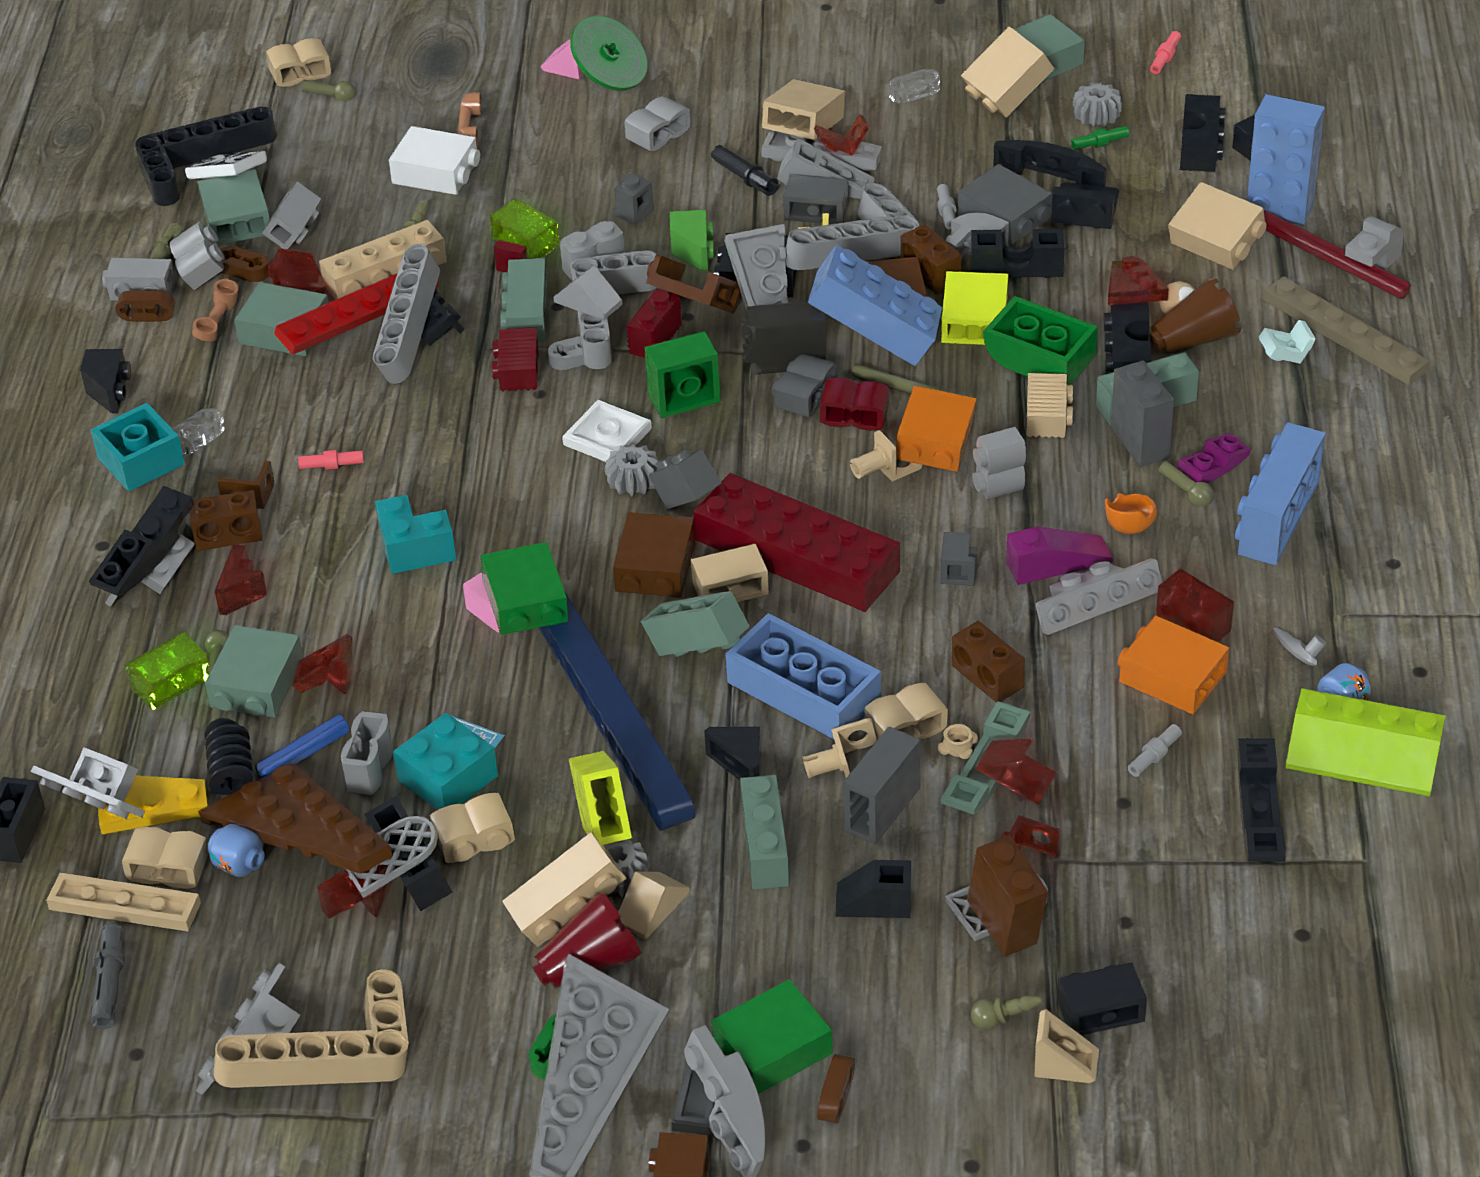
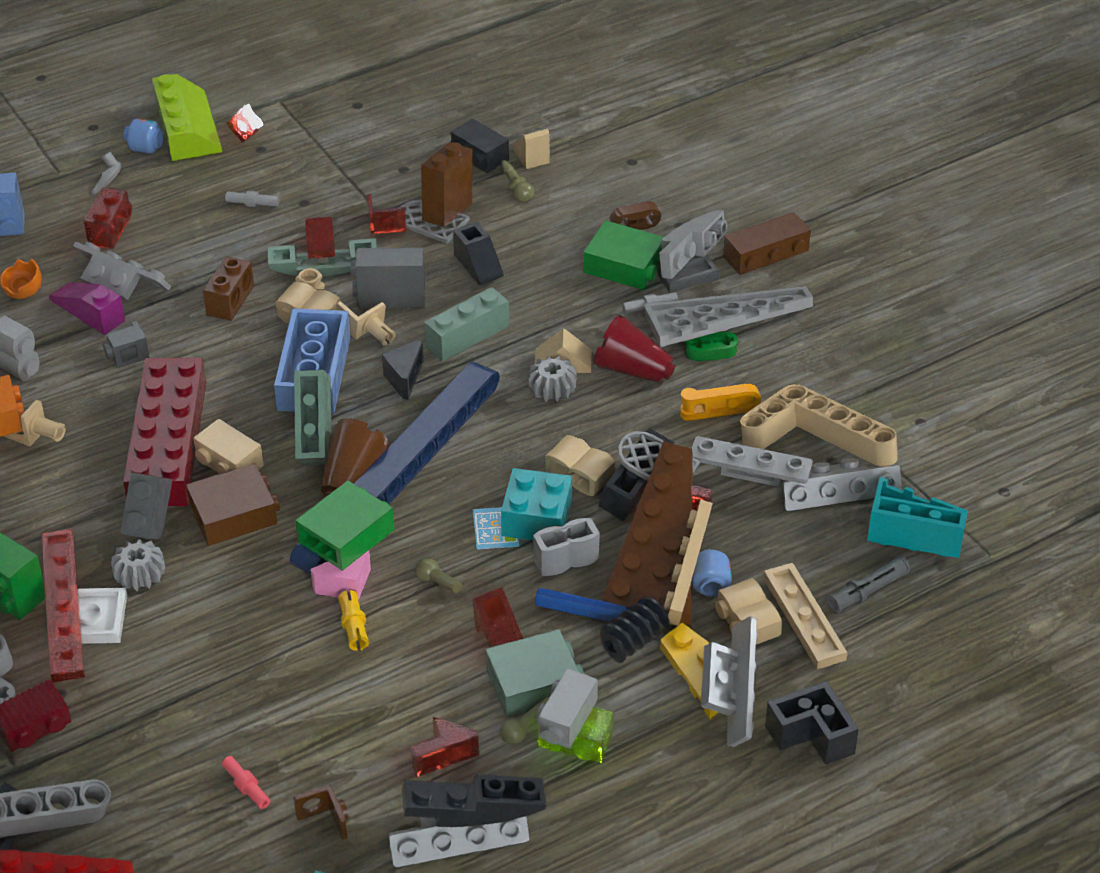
camera: 125 degrees left, 0 degrees up
(132, 1048) = (914, 522): none -> teal wedge
(168, 641) = (567, 708): none -> light grey brick
(225, 520) = (377, 796): reddish brown brick -> none
(240, 809) = (683, 573): none -> tan plate
(333, 954) = (751, 462): none -> light grey bracket
(413, 540) = (315, 659): teal brick -> none
(434, 585) = (353, 620): none -> yellow pin
(453, 666) = (429, 570): none -> olive bar
(457, 991) = (718, 401): none -> light orange plate
(563, 889) = (603, 375): tan brick -> none
(600, 797) = (519, 383): neon yellow brick -> none
(620, 402) = (62, 606): none -> clear red plate
(635, 651) = (351, 453): none -> reddish brown cone
(674, 1026) = (637, 305): none -> light grey bar
(1173, 664) = (168, 211): orange brick -> none
(1259, 800) = (299, 133): black slope -> none
(1310, 789) = (244, 123): none -> clear red bracket

